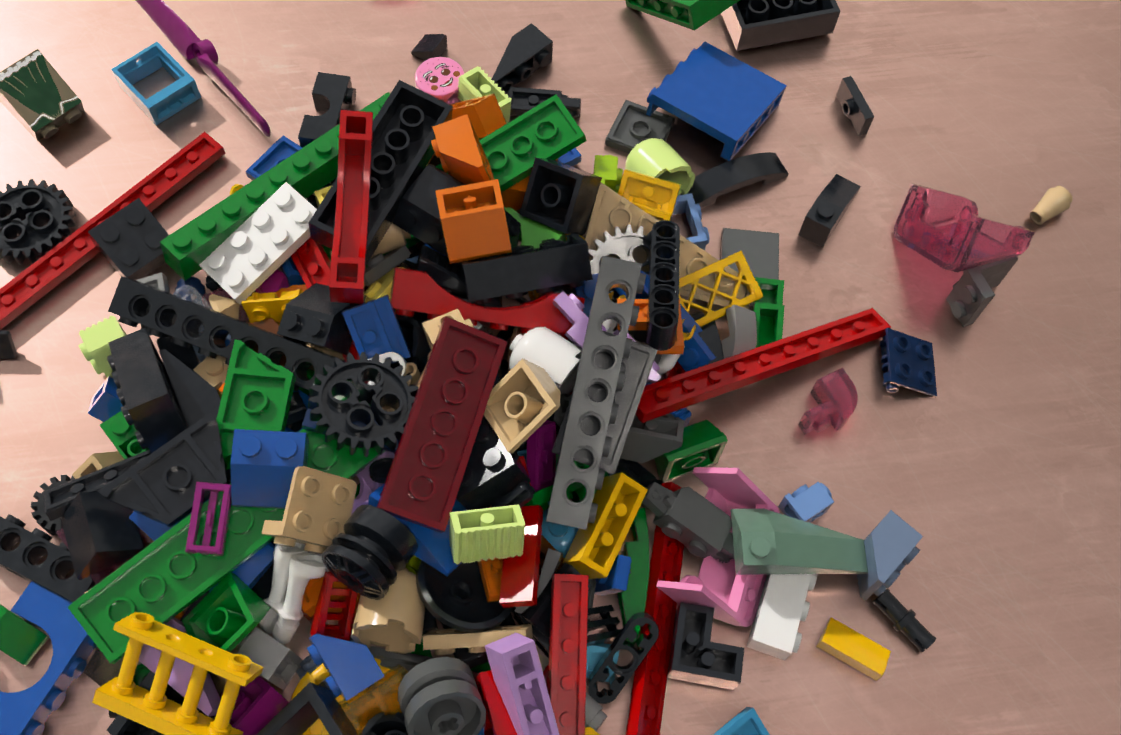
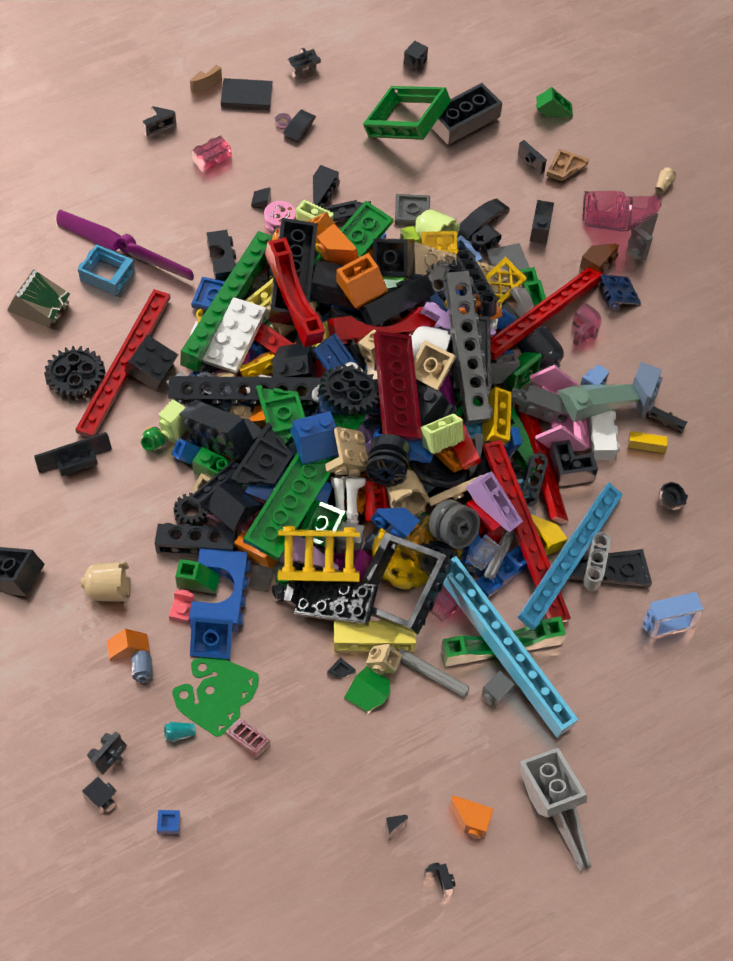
camera: 20 degrees left, 5 degrees down
(71, 366) = (152, 439): none -> green animal
(205, 548) = (292, 488): magenta tile -> none
(718, 96) = (451, 174): blue panel -> none
(727, 211) = (485, 239): none -> black piece
(743, 423) = (546, 344): none -> black cylinder
(896, 297) = (599, 257): none -> reddish brown slope
(902, 134) = (565, 165): none -> medium nougat wing
(920, 37) = (553, 104): none -> green slope

